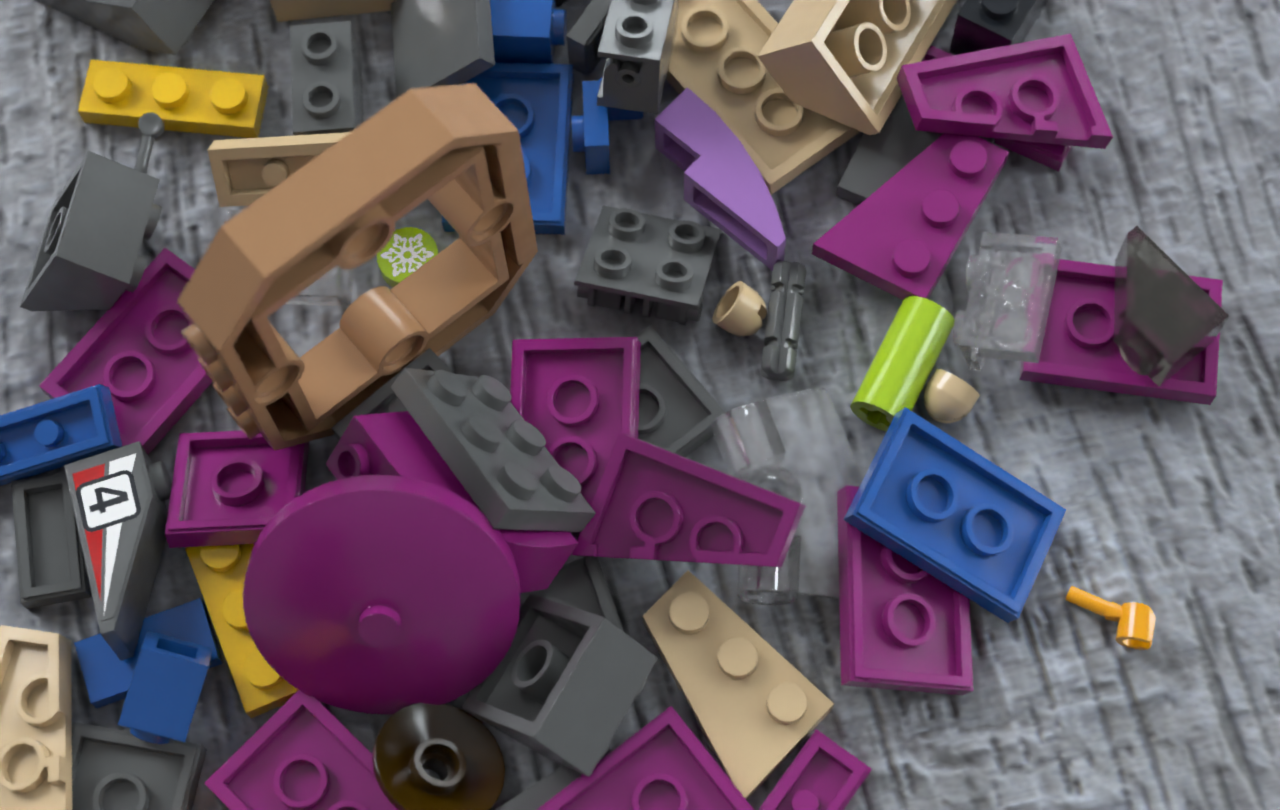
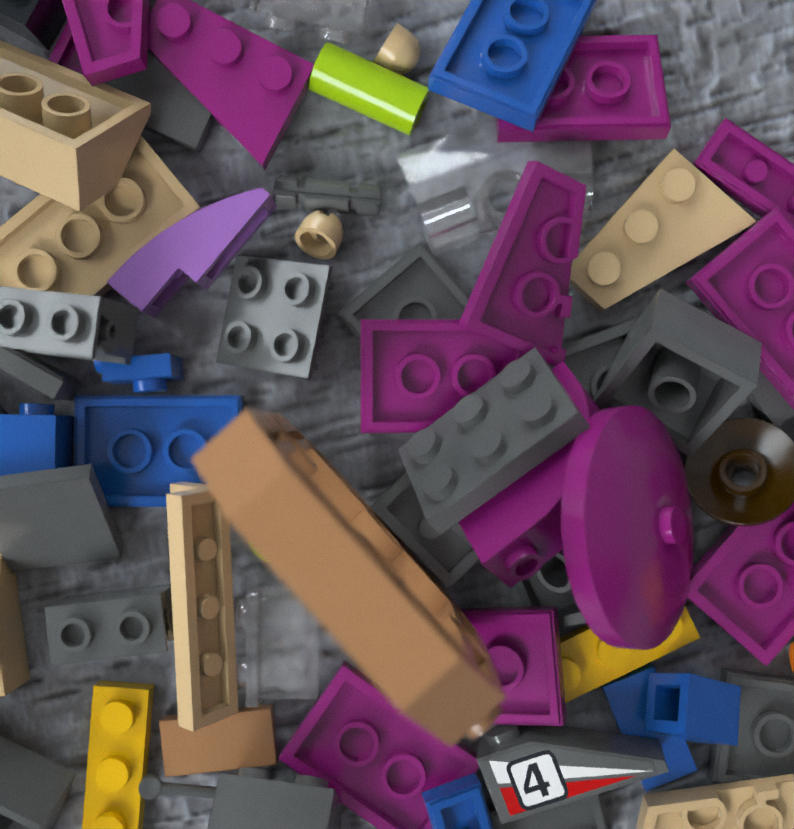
camera: 90 degrees left, 20 degrees up
(187, 197) = (229, 744): none -> medium nougat tile

